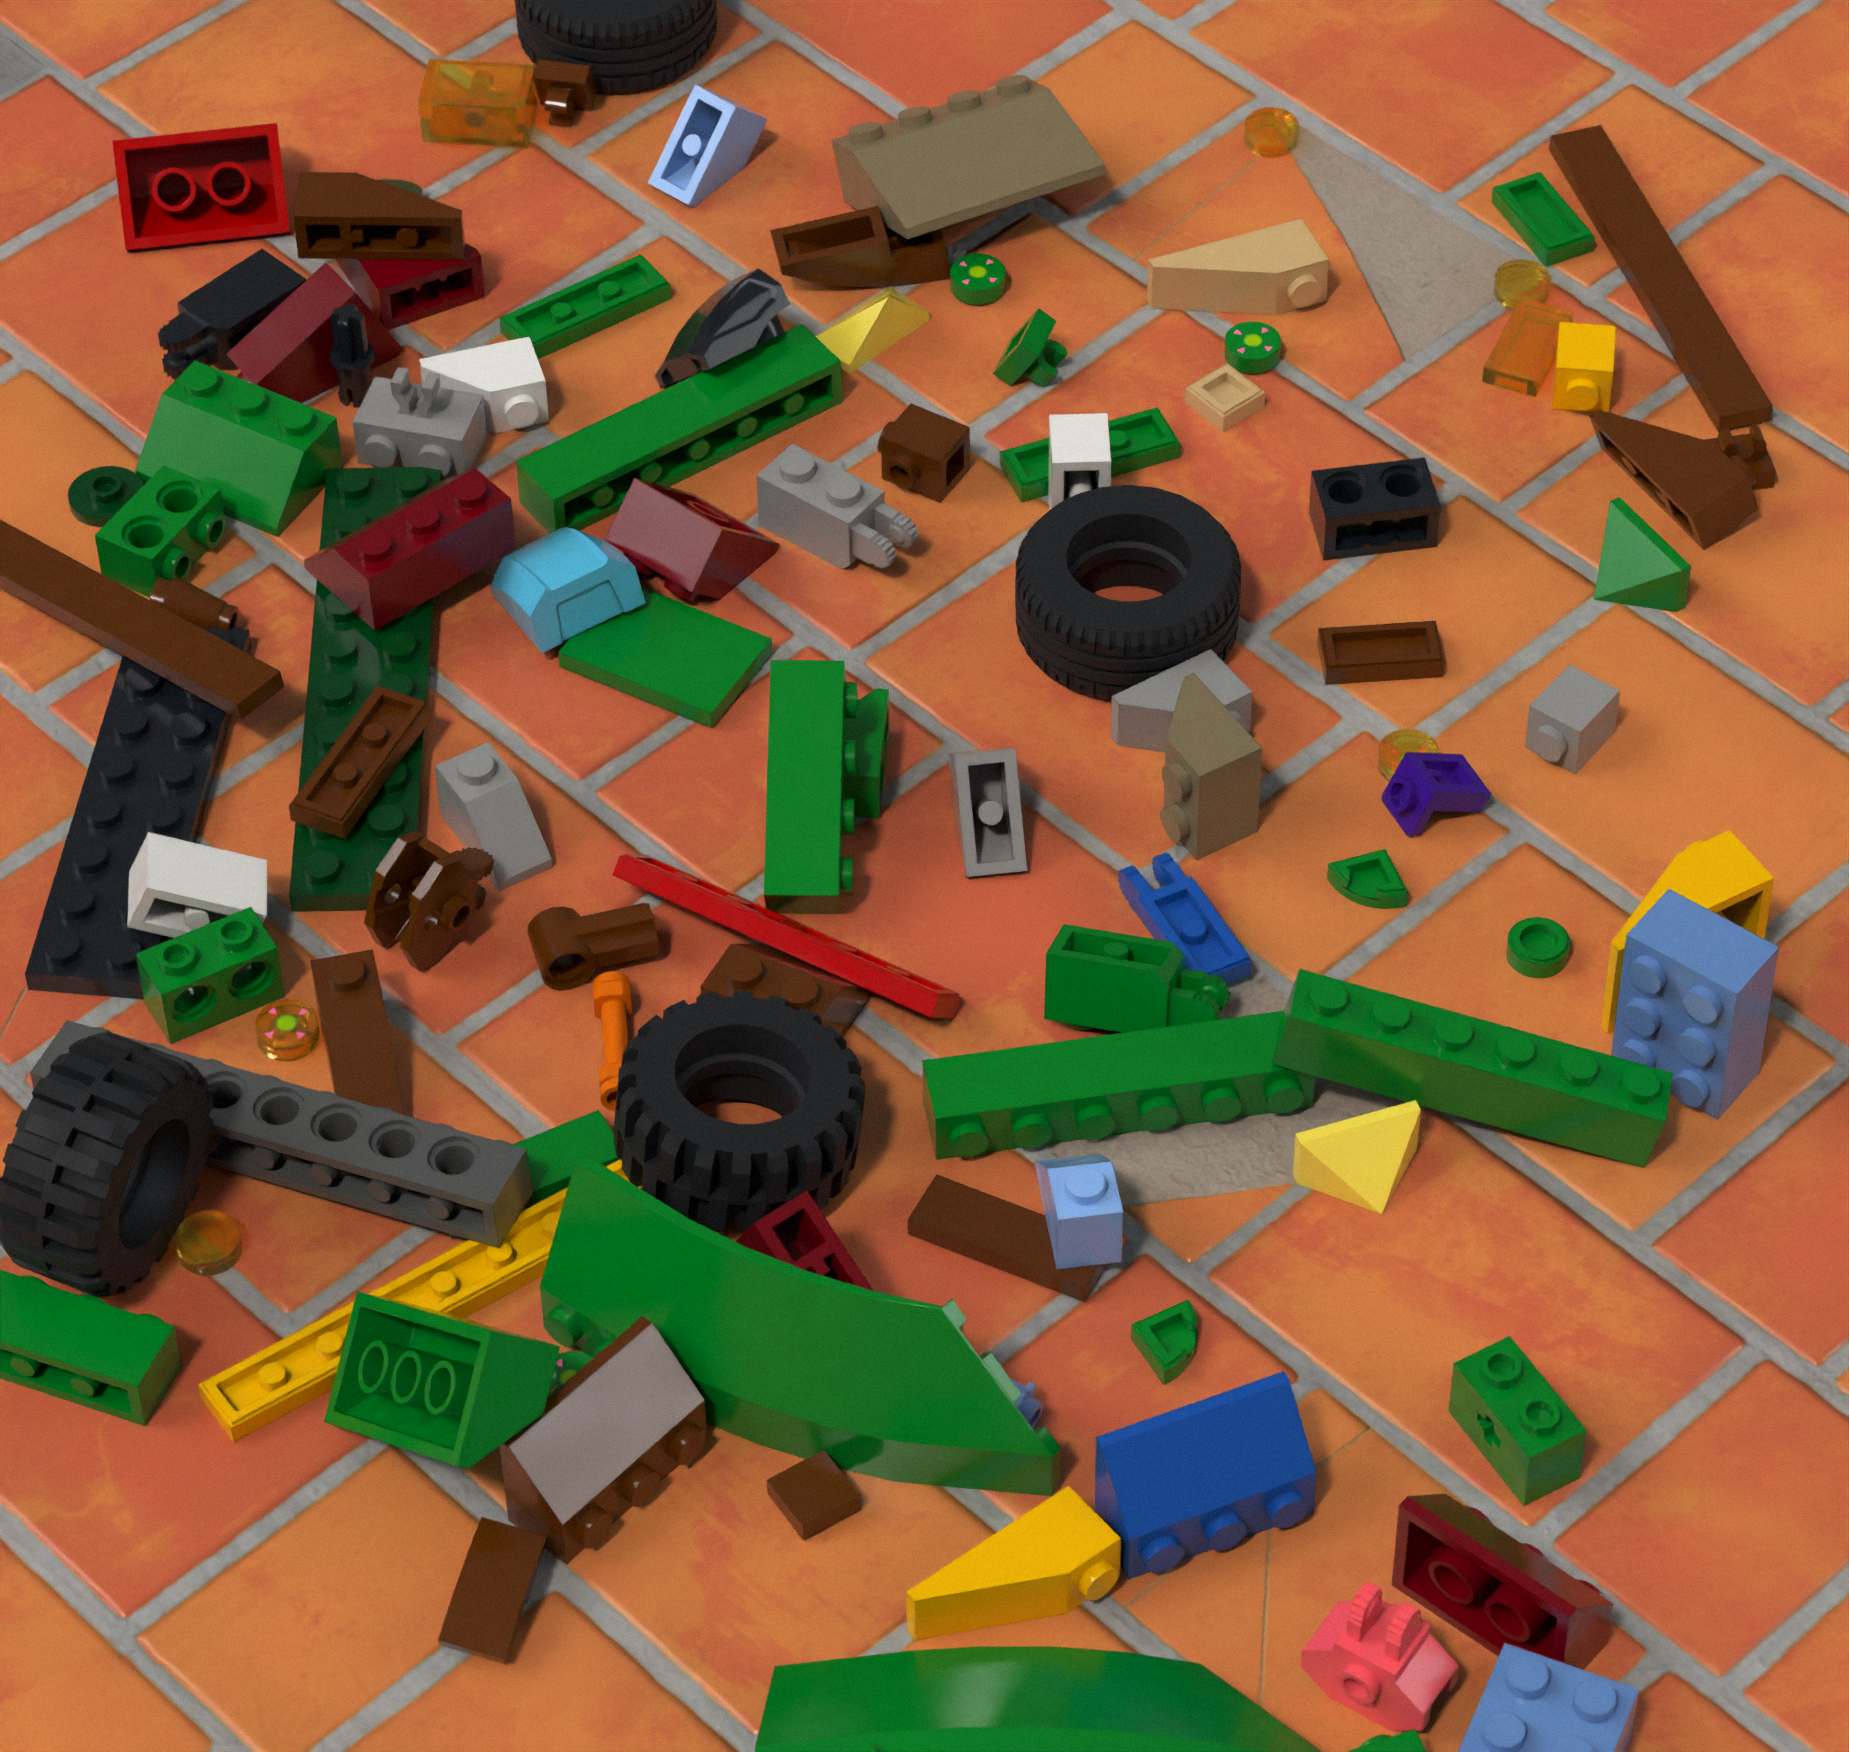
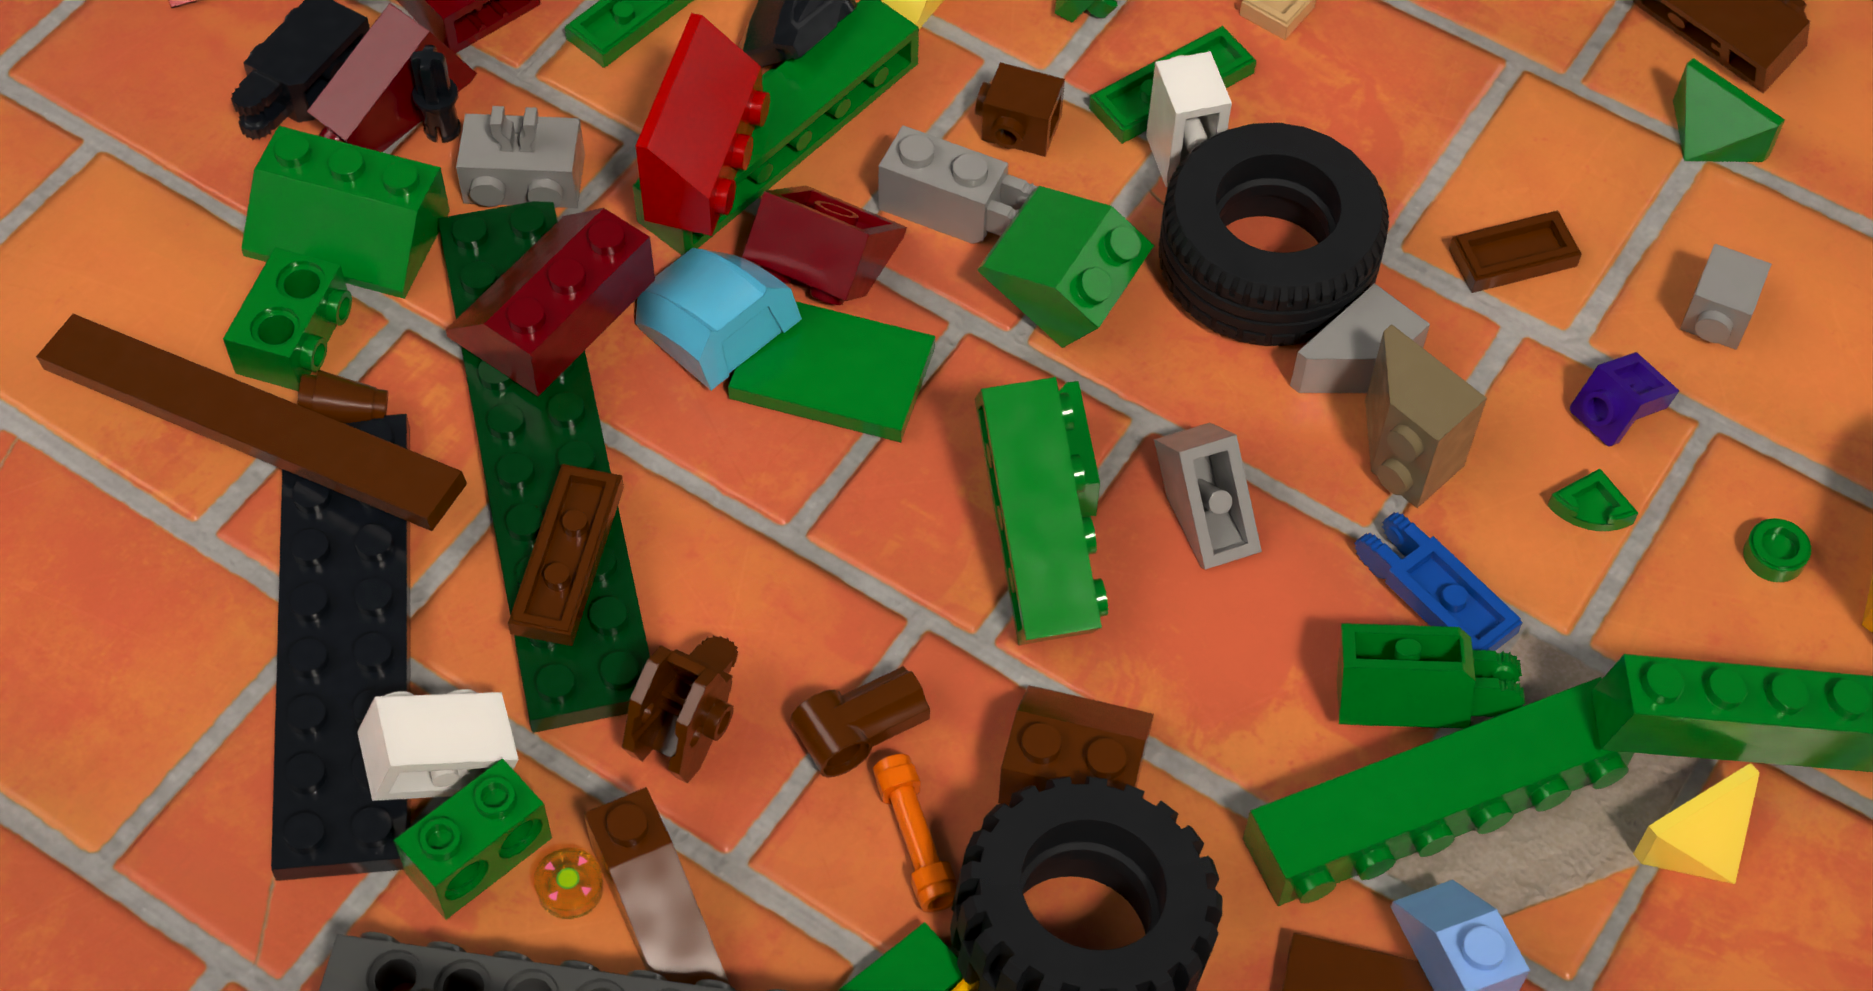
camera: 15 degrees left, 10 degrees up
(102, 493) = (216, 281): dark green piece -> none
(490, 812) = (716, 589): light grey slope -> none
(502, 373) = (583, 89): white slope -> none
(585, 412) = (700, 130): none -> red slope
(788, 935) = (1056, 676): red tile -> none
(913, 587) = (1065, 262): none -> green slope
(1374, 508) = (1462, 101): black brick -> none
(1397, 743) = (1577, 357): clear yellow tile -> none

